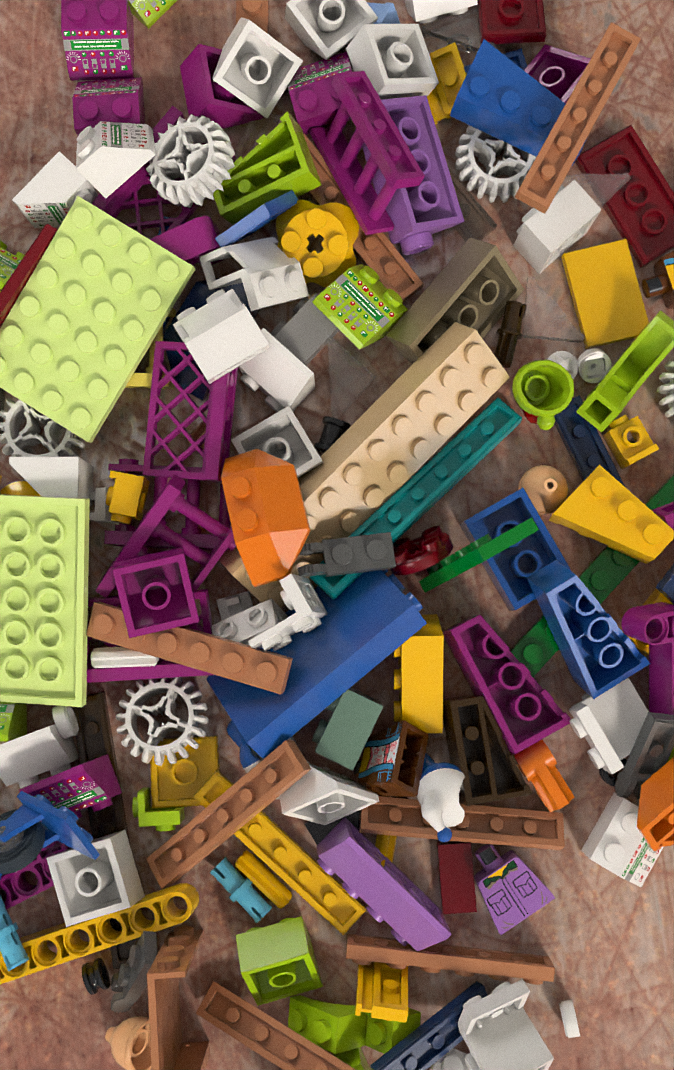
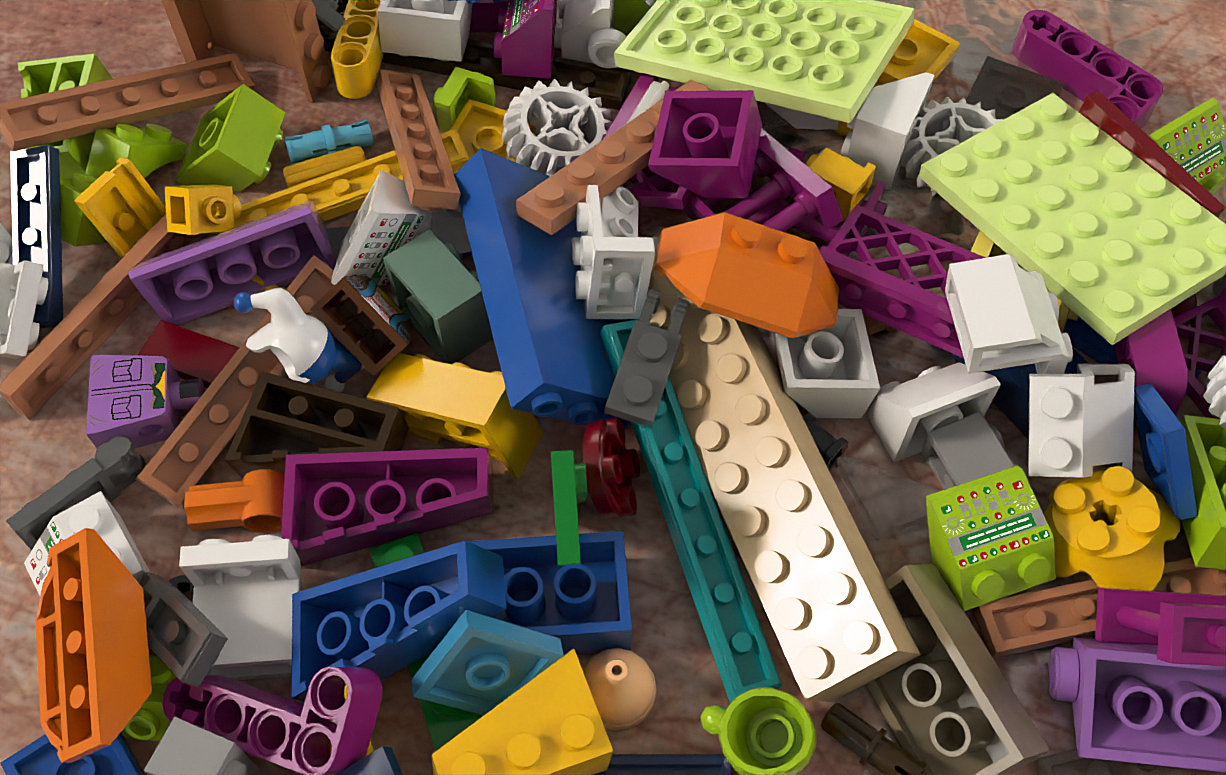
camera: 115 degrees right, 25 degrees down
(358, 934) = (201, 209): none -> yellow brick
(584, 559) = (483, 663): none -> dark azure plate
(587, 880) = (110, 471): none -> dark grey hinge

